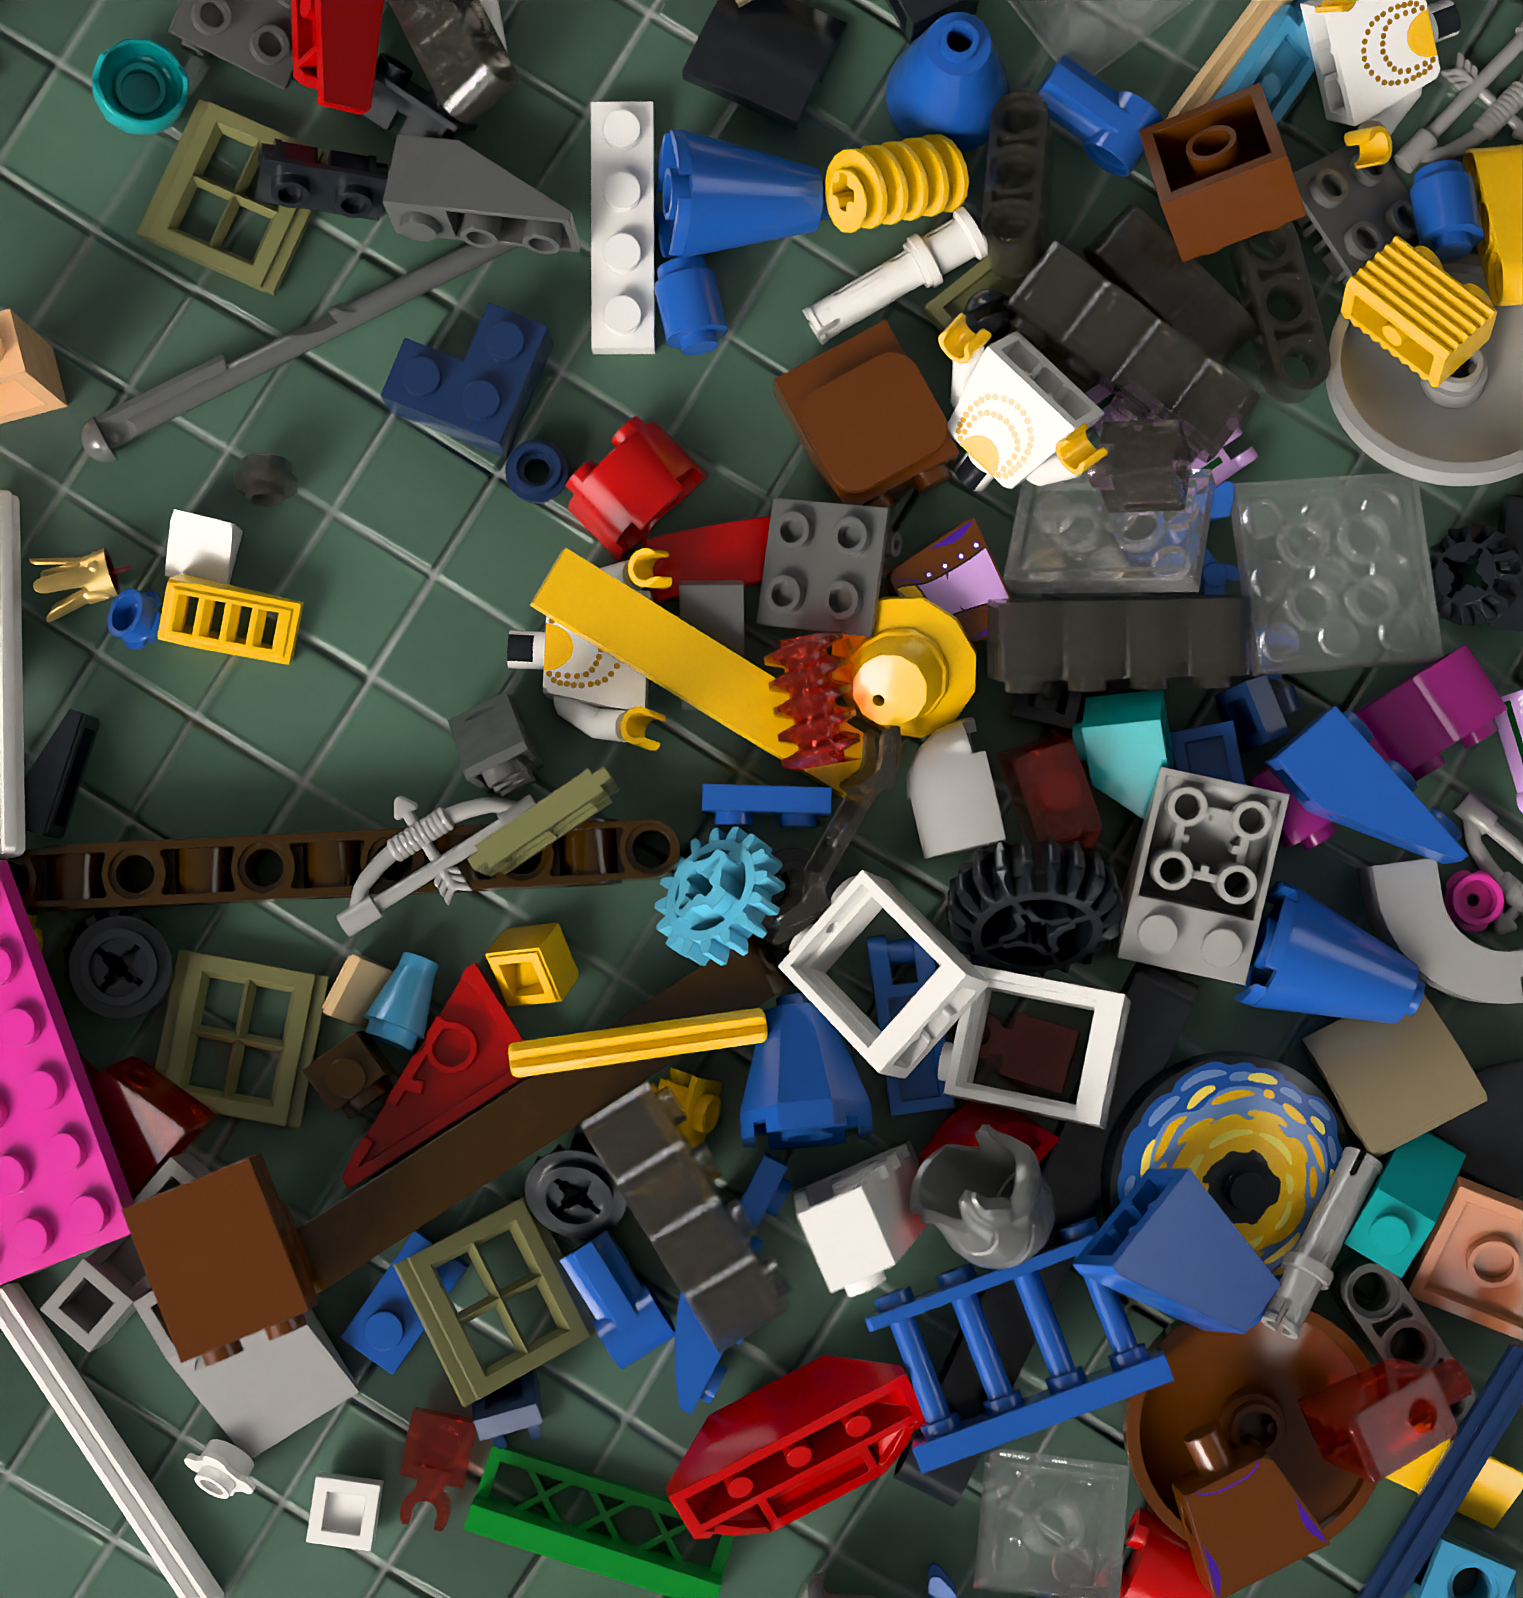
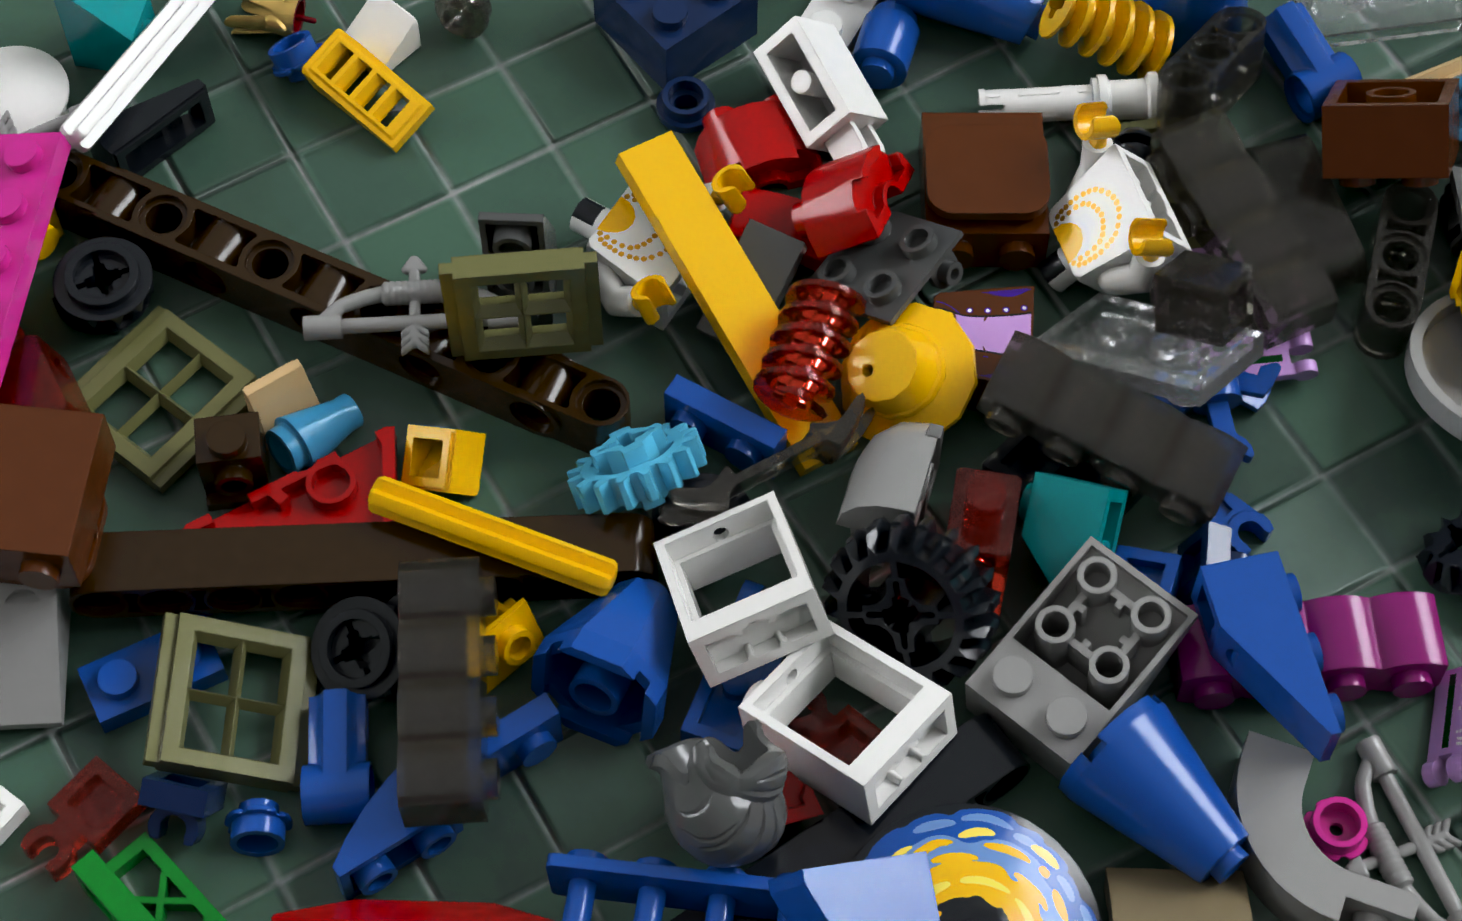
camera: 30 degrees right, 25 degrees down
(585, 1390) = (258, 827): none -> blue plate
(672, 404) = (821, 87): none -> white brick
(760, 521) = (847, 199): none -> red cylinder
(861, 1219) = (592, 759): white wedge -> none
(1335, 573) = (1340, 487): clear plate -> none

